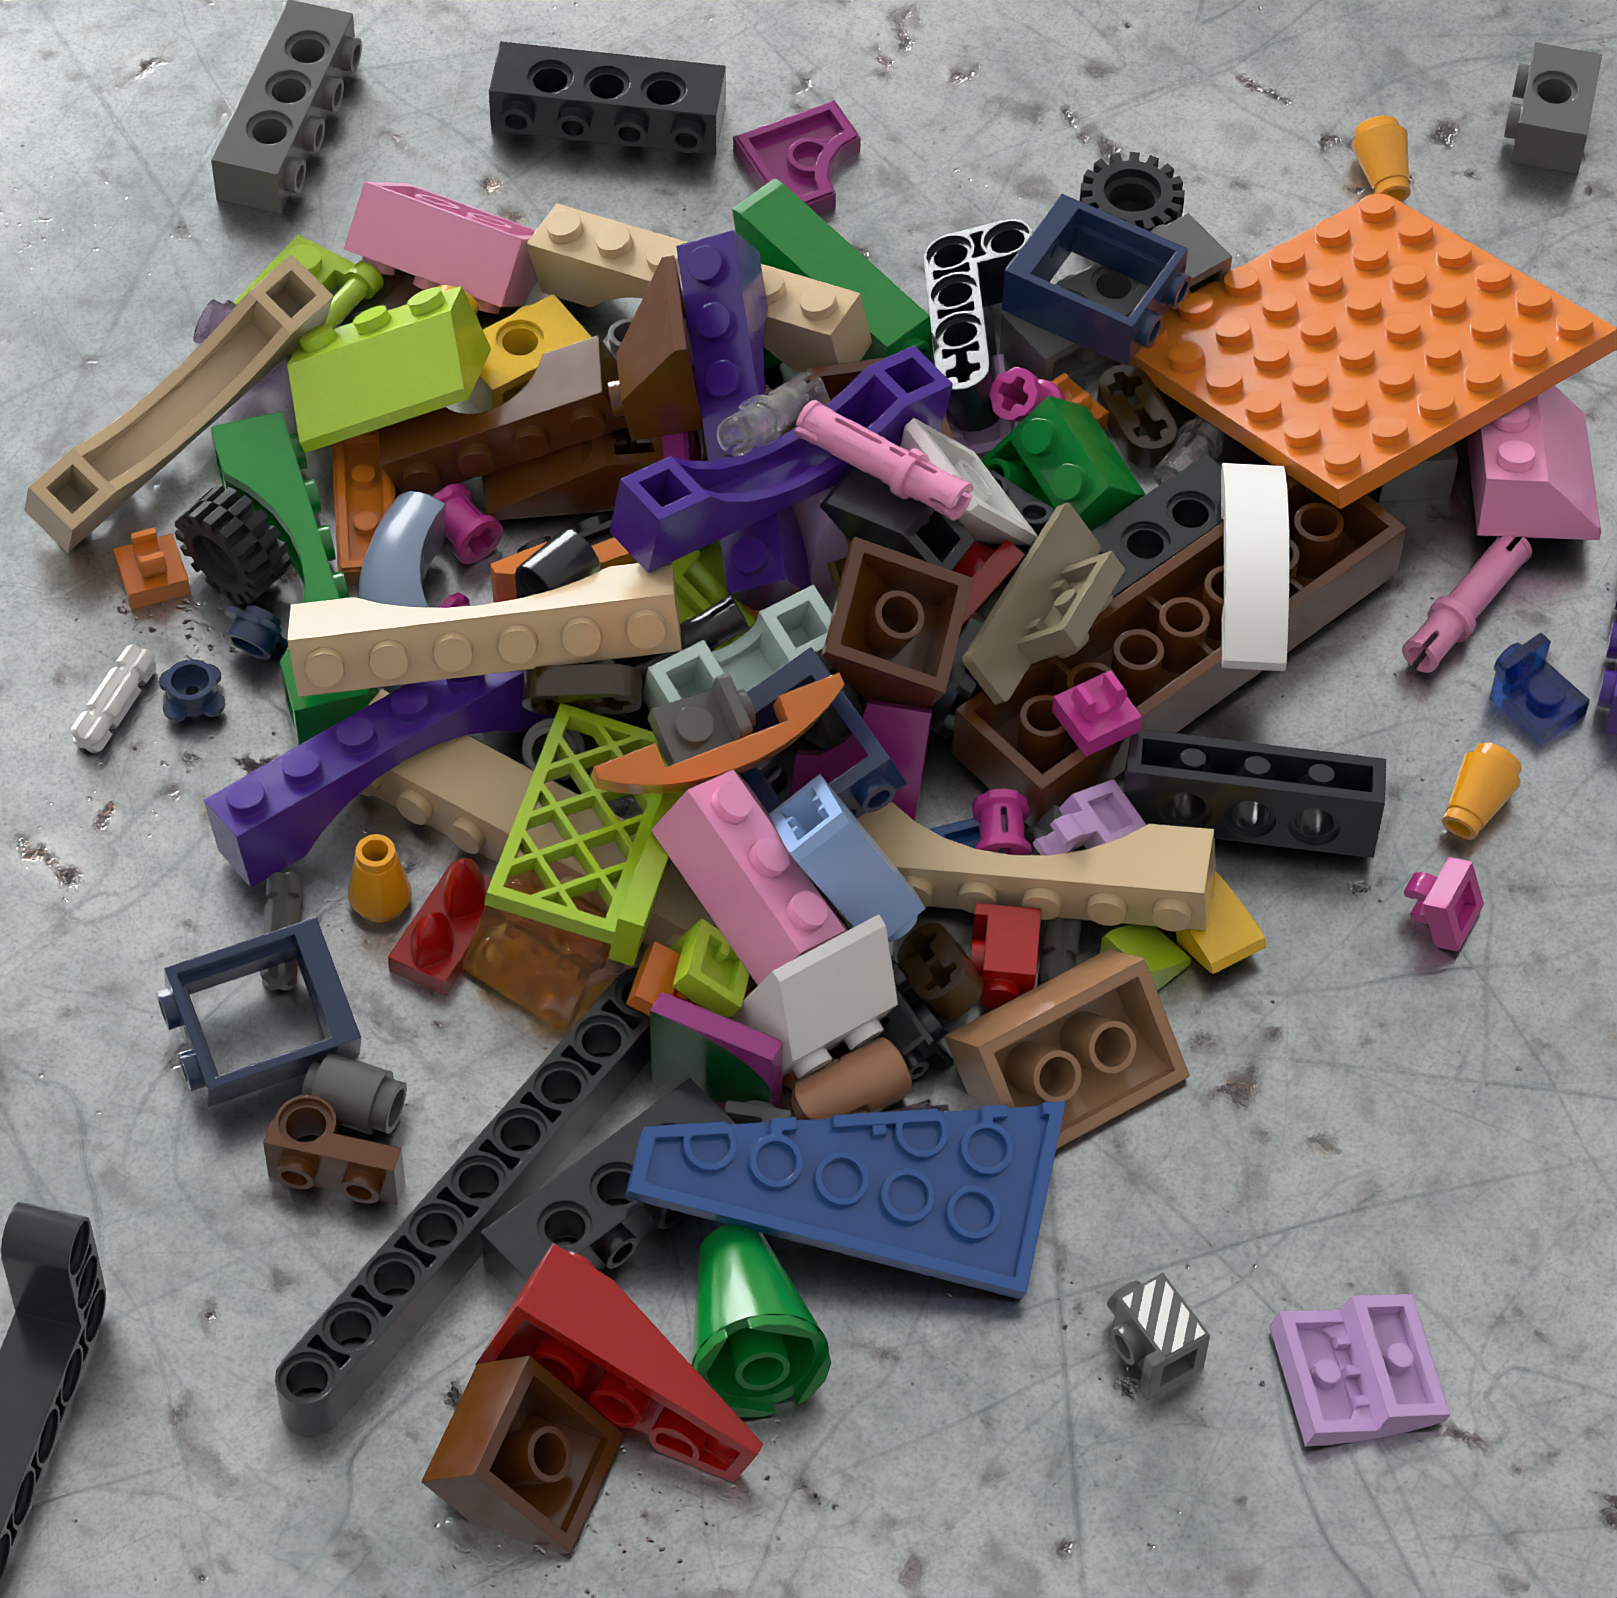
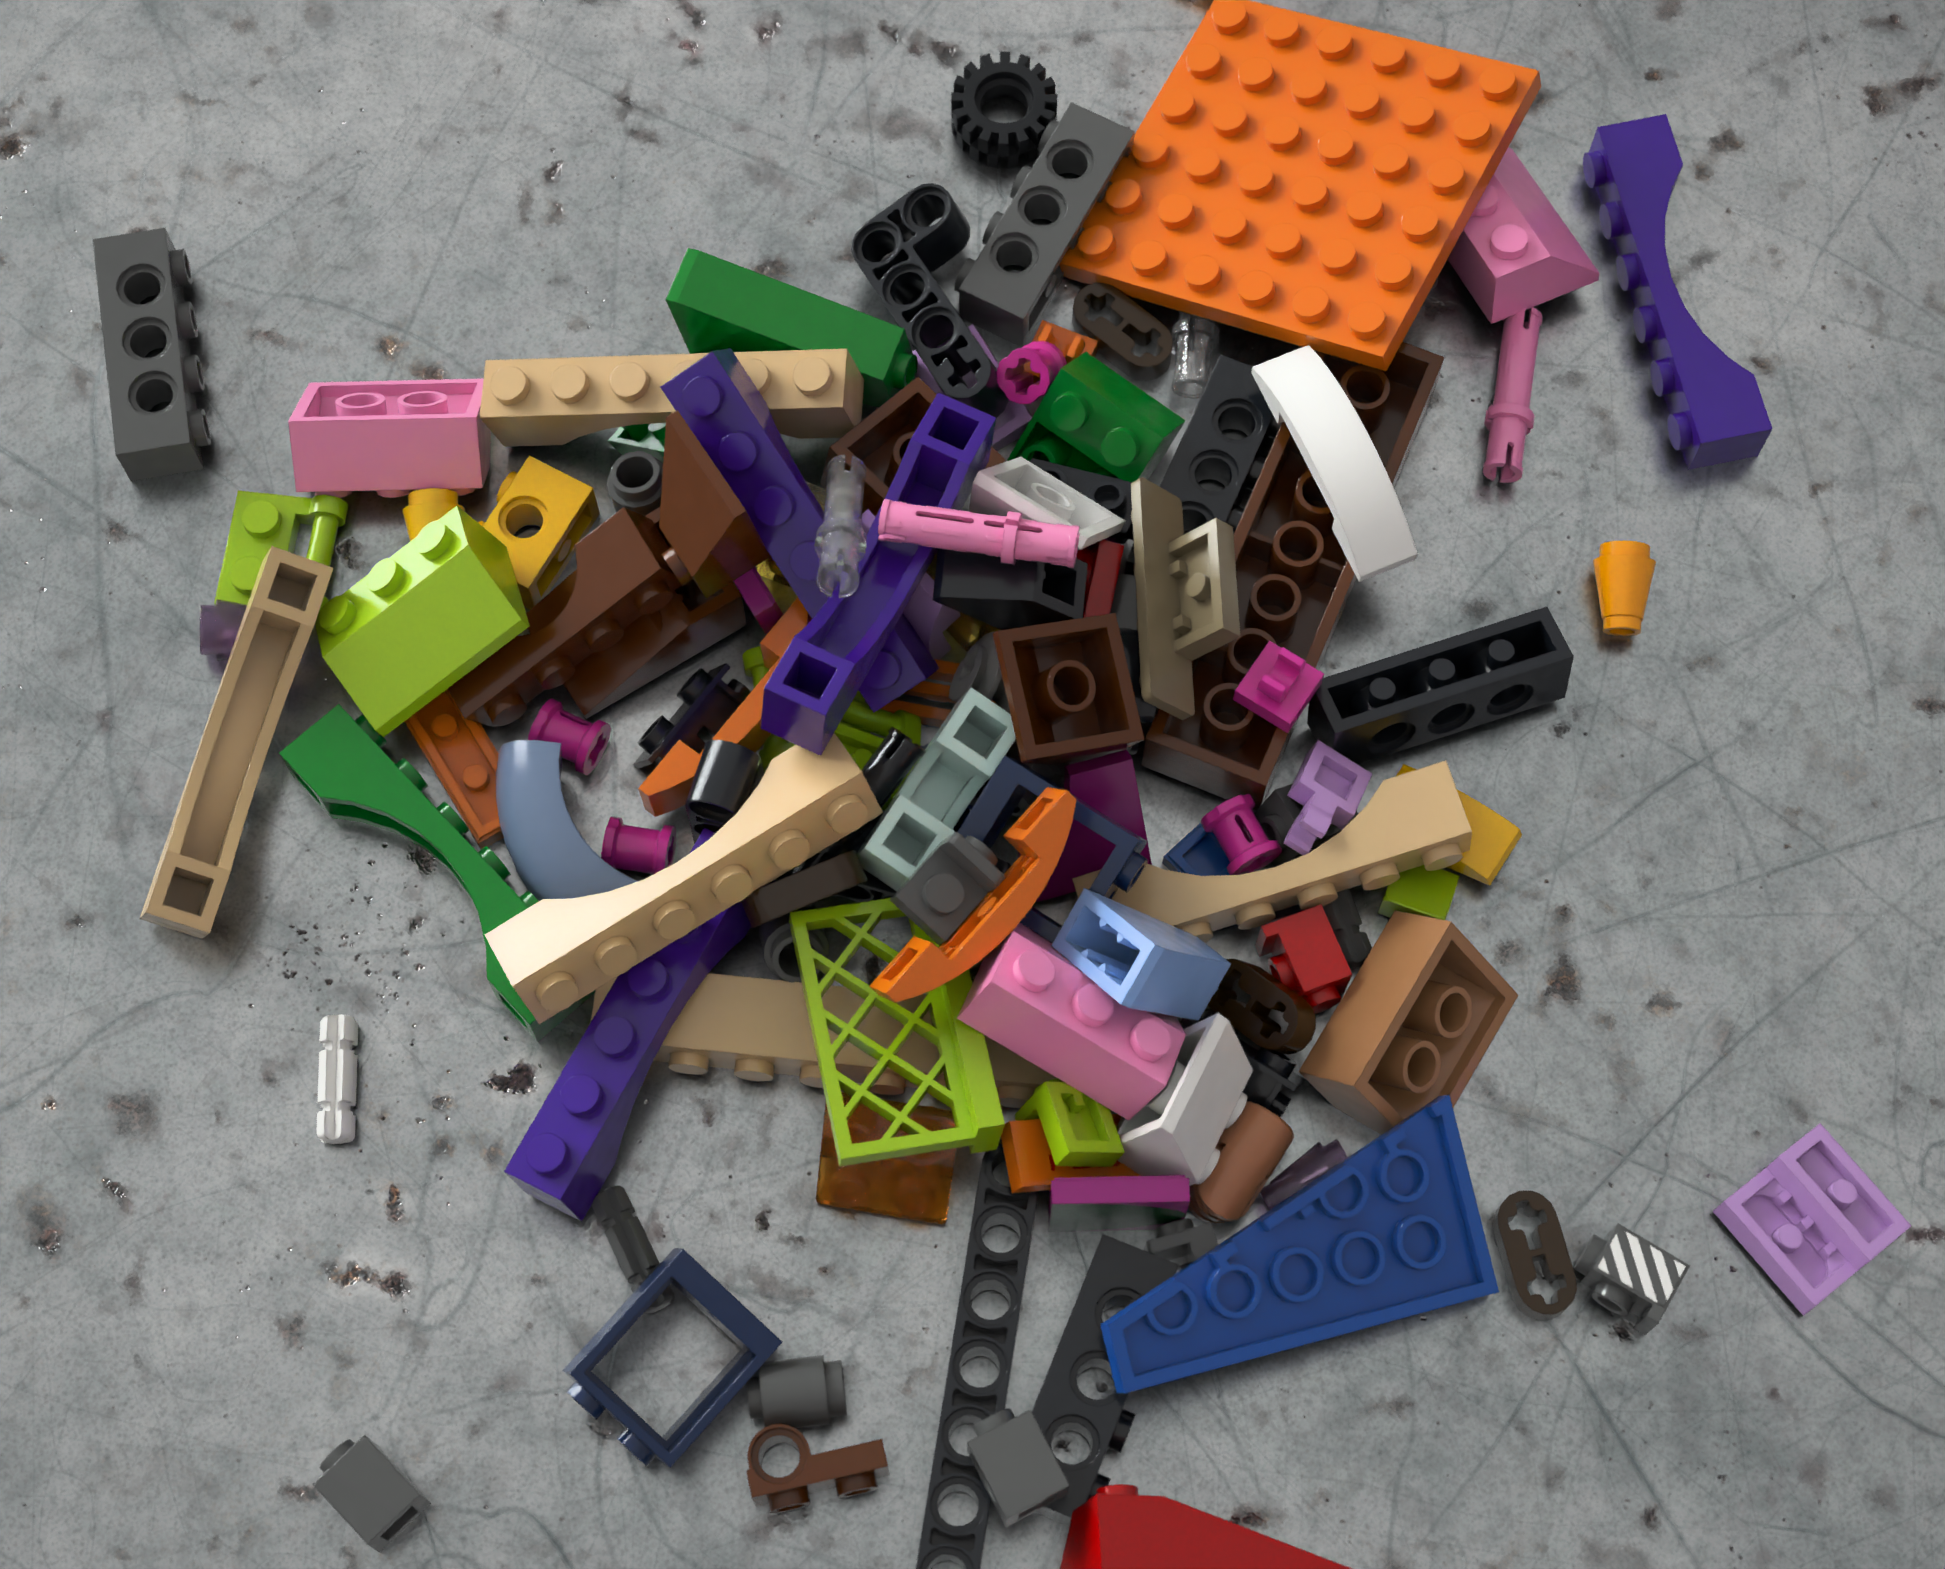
camera: 25 degrees left, 15 degrees up
(151, 569) = (296, 922): orange tile -> none
(191, 677) = (401, 1019): dark blue plate -> none
(232, 544) = (369, 870): black tyre -> none
(255, 631) = (436, 946): dark blue plate -> none
(378, 881) = (705, 1174): light orange cone -> none
(442, 929) = (784, 1169): red tile -> none
(500, 1208) = (1016, 1465): none -> dark grey brick
(607, 98) = (431, 194): black brick -> none
(753, 1327) = (1283, 1450): green cone -> none
(800, 153) = (665, 191): magenta tile -> none
(1065, 1281) = (1549, 1251): none -> dark brown beam
(1113, 244) = (1041, 175): dark blue window -> none
(1447, 902) = (1653, 717): dark pink tile -> none
(1535, 691) = (1618, 461): clear blue bracket -> none

